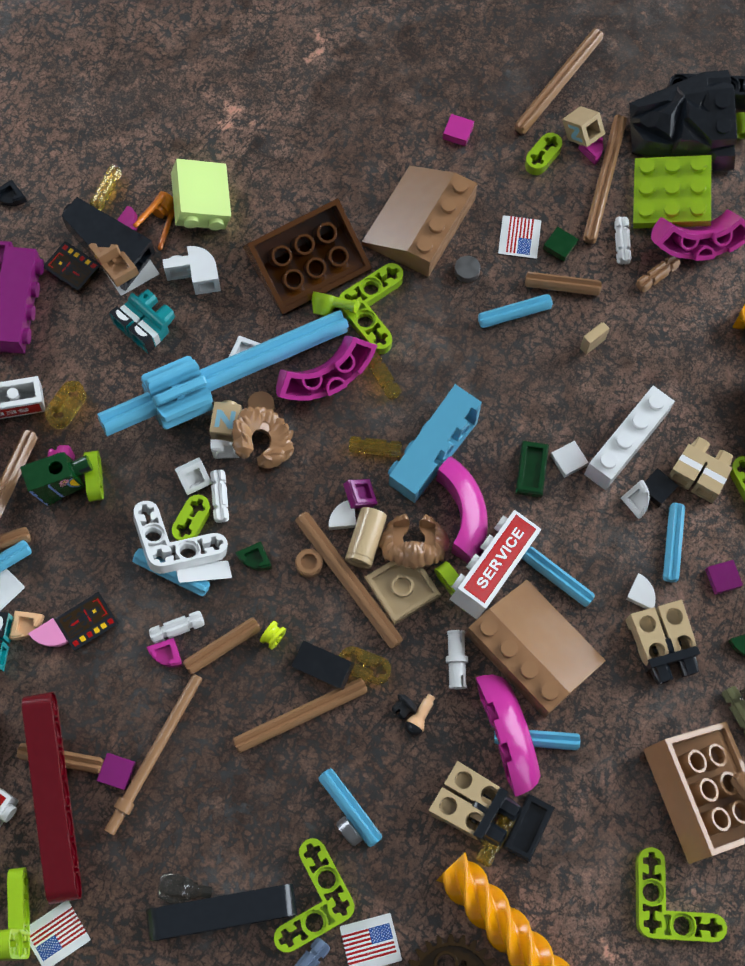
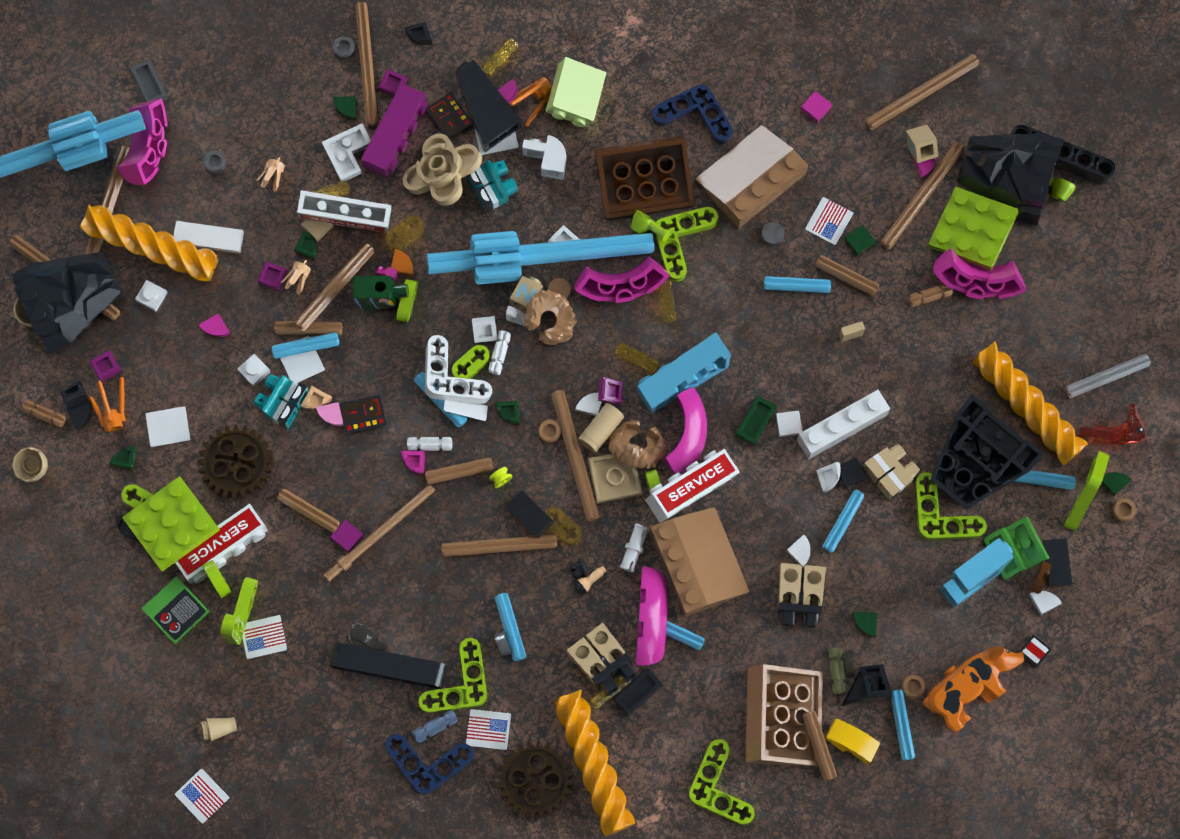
camera: 20 degrees right, 5 degrees up
(51, 798) = (293, 536): dark red beam -> none
(74, 437) = (402, 263): none -> orange tile
(83, 321) = (442, 169): none -> tan plant
(114, 263) = (484, 130): medium nougat slope -> none
(333, 168) = (695, 104): none -> dark blue beam
(539, 151) = (876, 150): lime beam -> none
(558, 576) = (739, 513): medium azure axle -> none
(622, 240) = (913, 255): white axle -> none
(724, 577) = (871, 562): magenta tile -> none

